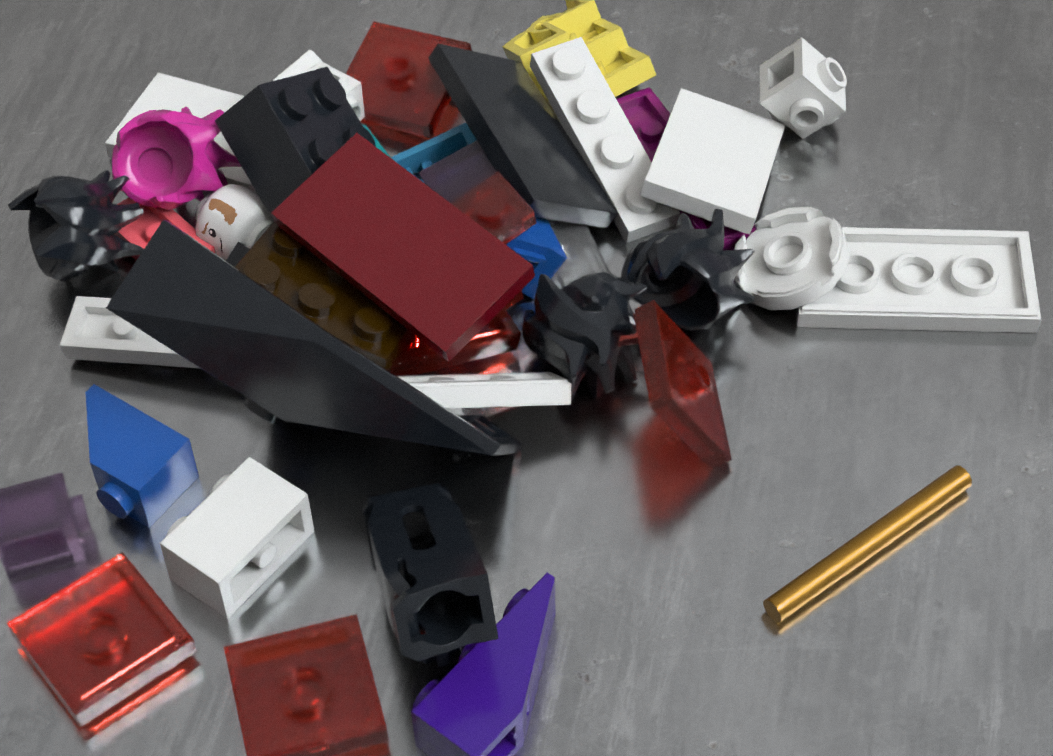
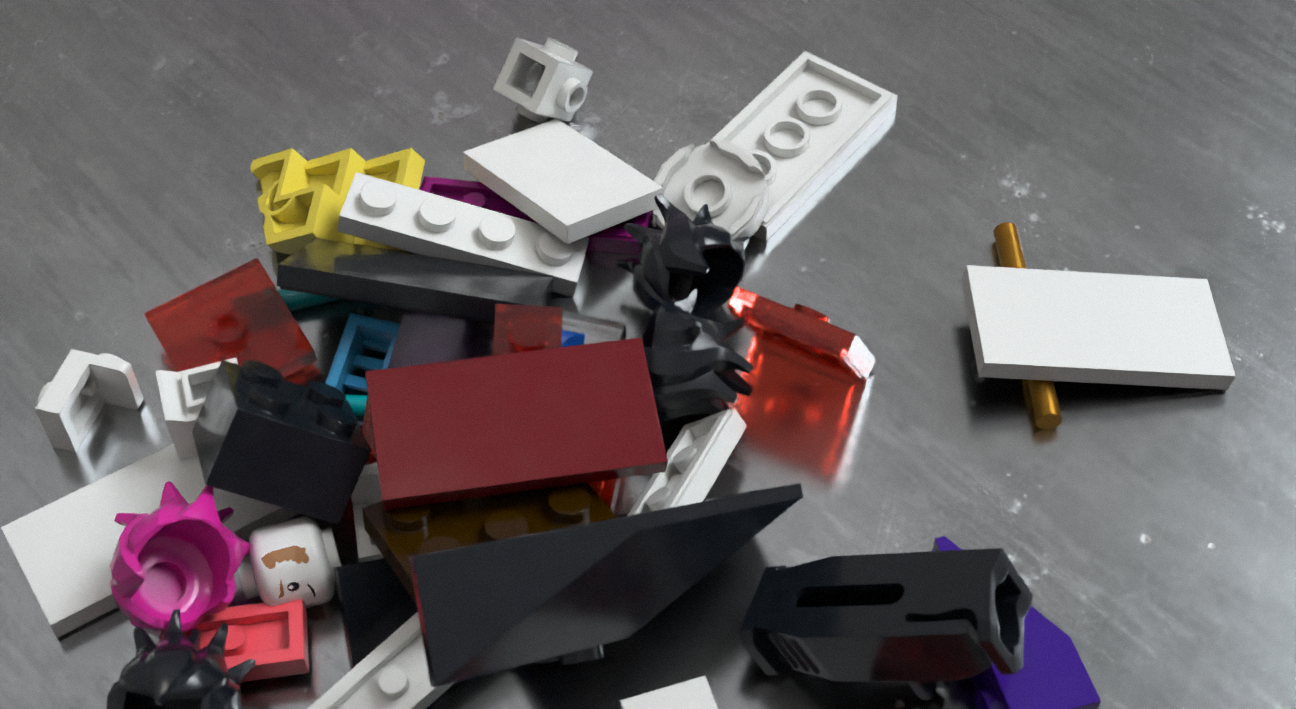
camera: 55 degrees left, 0 degrees up
(283, 38) = (79, 392): none -> white bracket
(900, 591) = (1095, 328): none -> white tile

